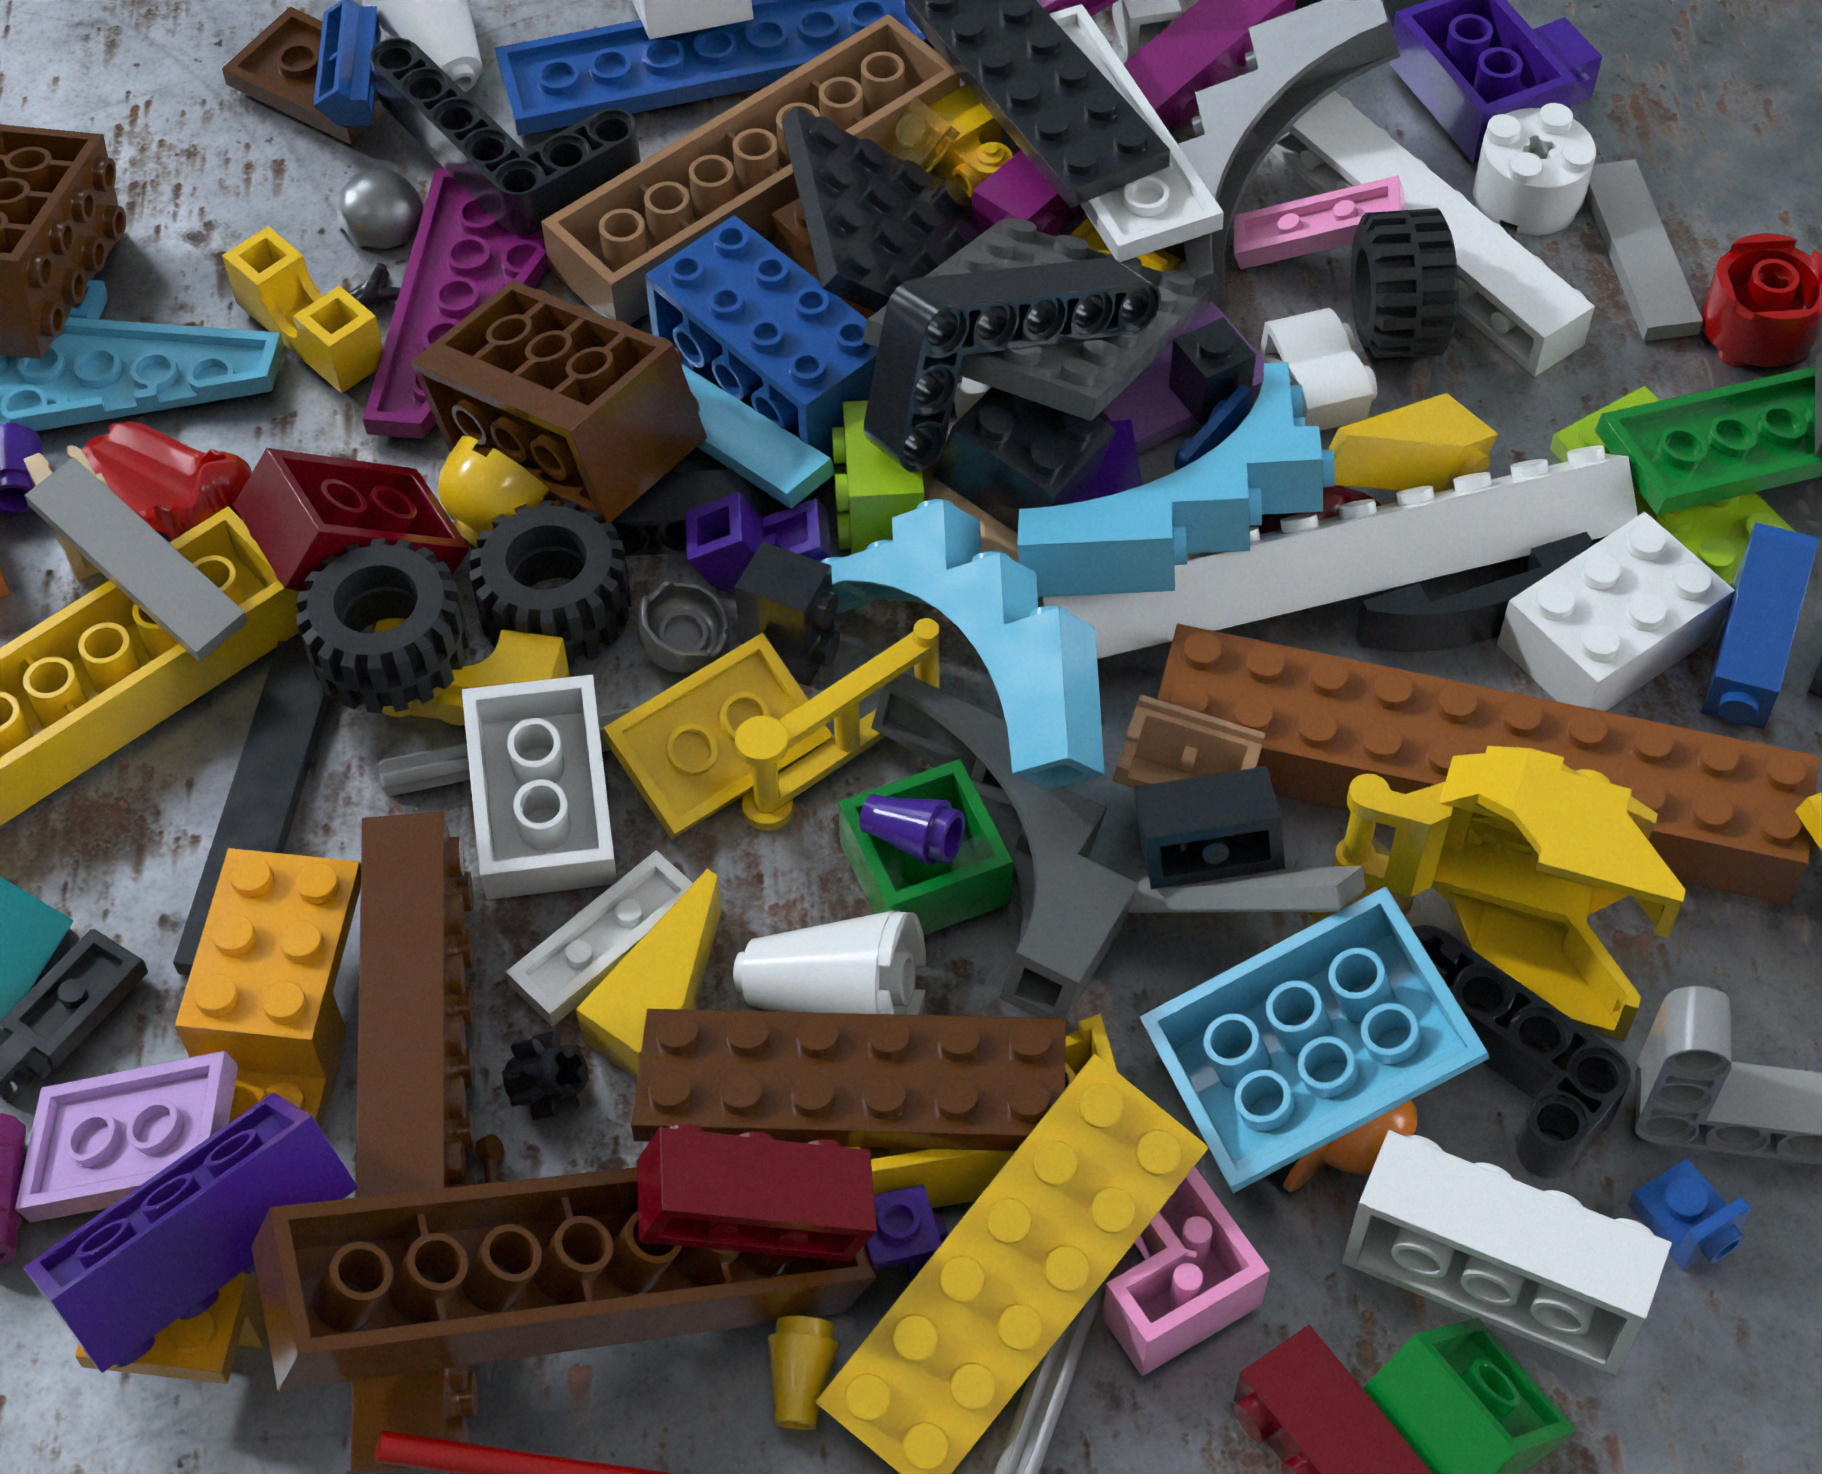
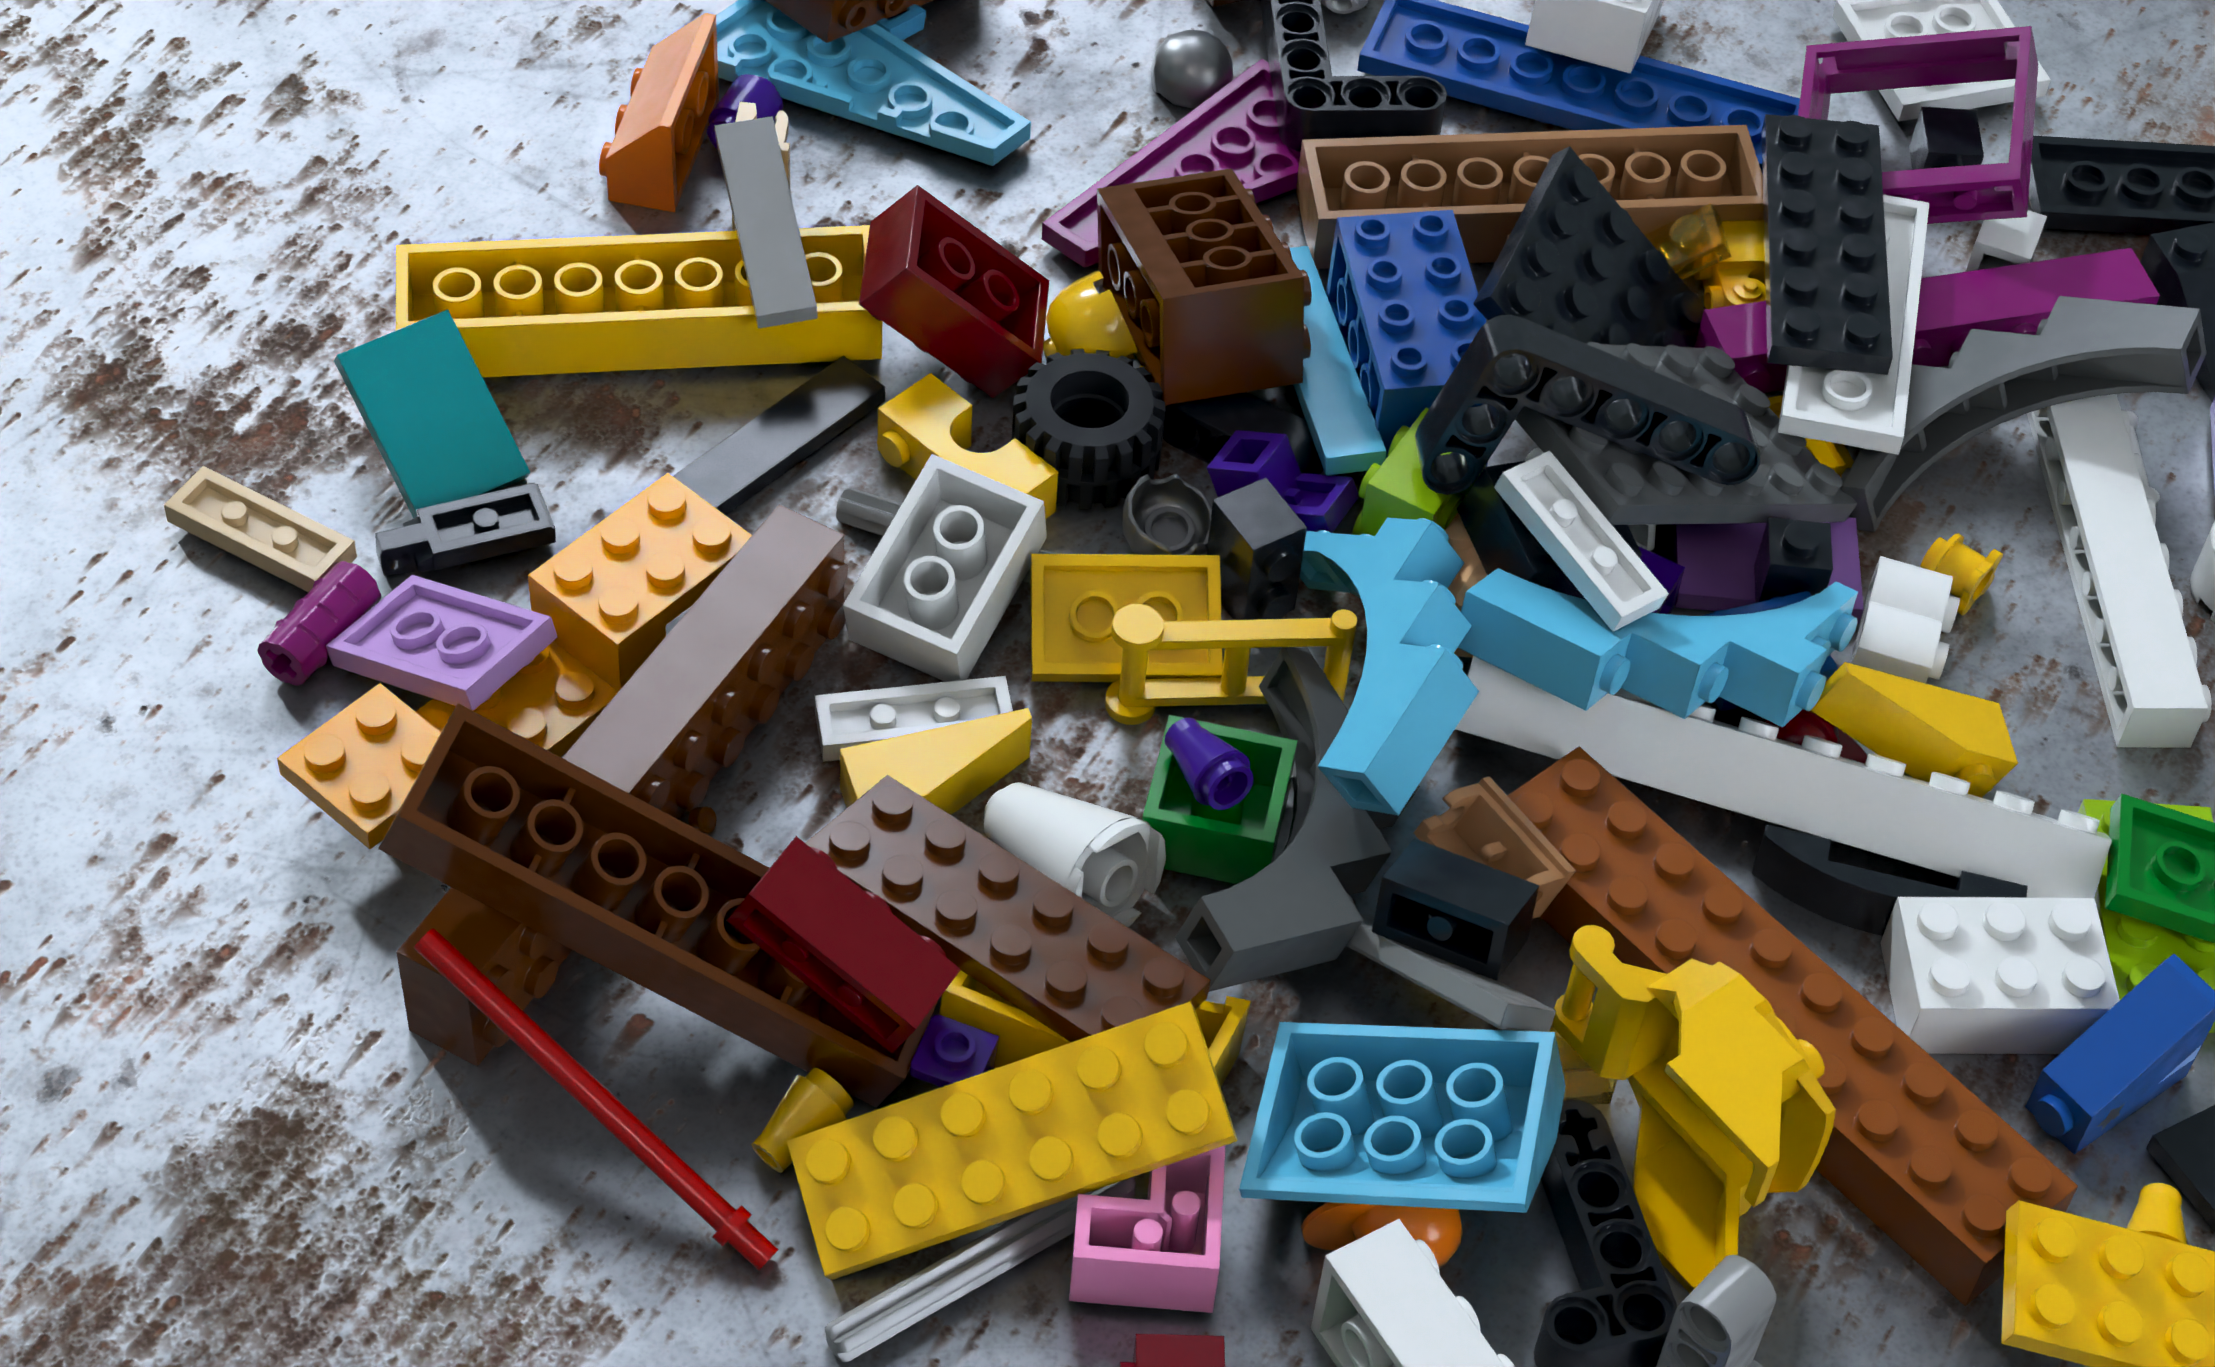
camera: 30 degrees right, 5 degrees down
(164, 478) = (842, 176): red hair -> none
(185, 1231) = (399, 712): dark purple slope -> none
(326, 331) = (1063, 126): yellow arch -> none
(373, 290) = (1131, 131): black bar -> none
(378, 586) = (915, 376): black tyre -> none
(545, 1075) = (766, 793): black gear -> none
(1082, 446) = (1581, 540): none -> white plate
(1311, 222) = (2007, 502): bright pink plate -> none
(1322, 292) = (1970, 570): none -> yellow brick
(1404, 283) = (2032, 589): black tyre -> none

